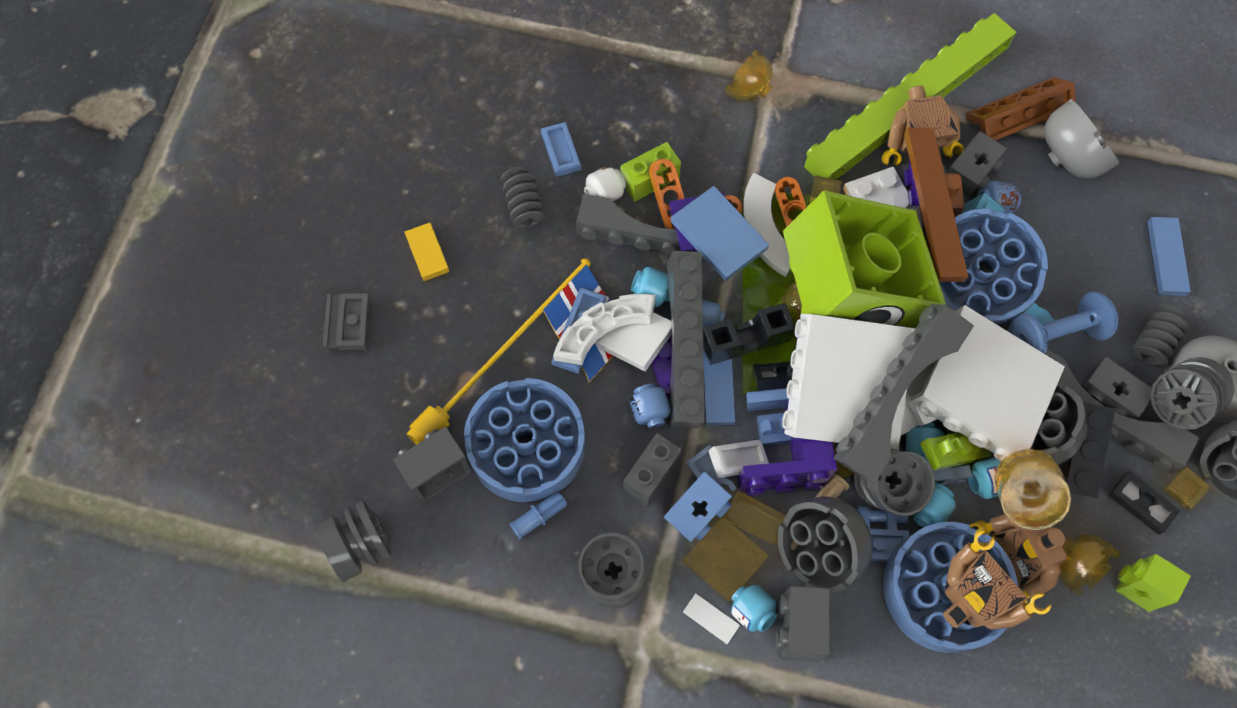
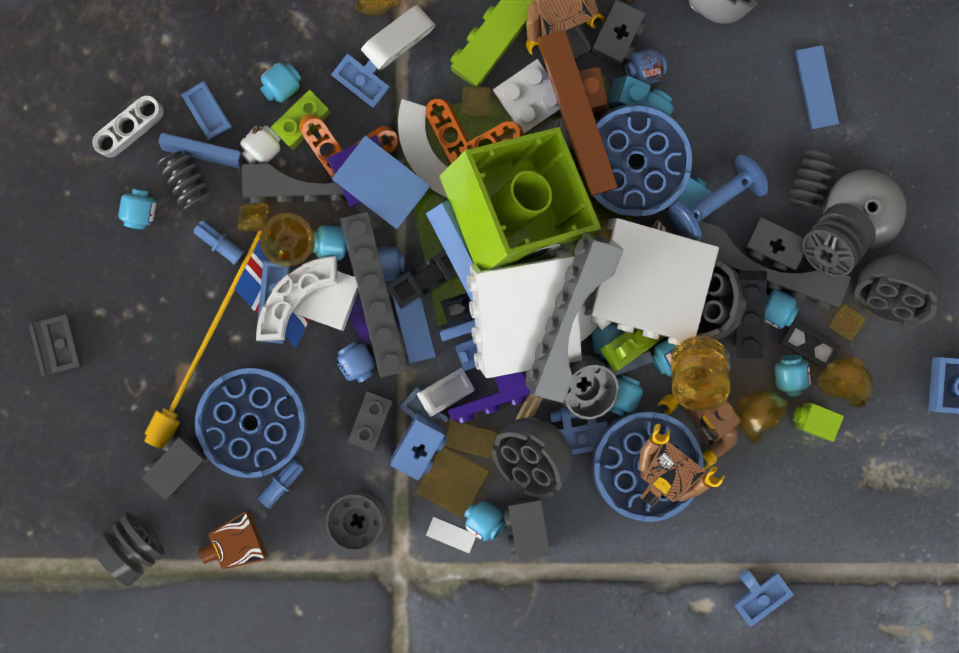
camera: 10 degrees left, 20 degrees up
(426, 251) = (107, 254): yellow tile -> none
(468, 214) = (137, 209): none -> medium azure head
(470, 565) = (235, 543): none -> dark orange torso
(476, 153) = (115, 128): none -> white beam
(540, 263) = (218, 242): none -> medium blue axle
(549, 178) = (201, 150): none -> medium blue tile
(580, 247) = (252, 217): none -> clear yellow plate
(610, 269) = (278, 249): none -> clear yellow cylinder
(638, 136) = (280, 82): none -> medium azure head
(718, 152) = (361, 80): none -> medium blue plate
(761, 120) = (398, 37): none -> white beam
(784, 296) = (452, 240): none -> medium blue tile
(1119, 457) = (780, 309): none -> medium azure head
(1123, 528) = (792, 374): none -> medium azure head
(1188, 548) = (847, 380): none -> clear yellow cylinder

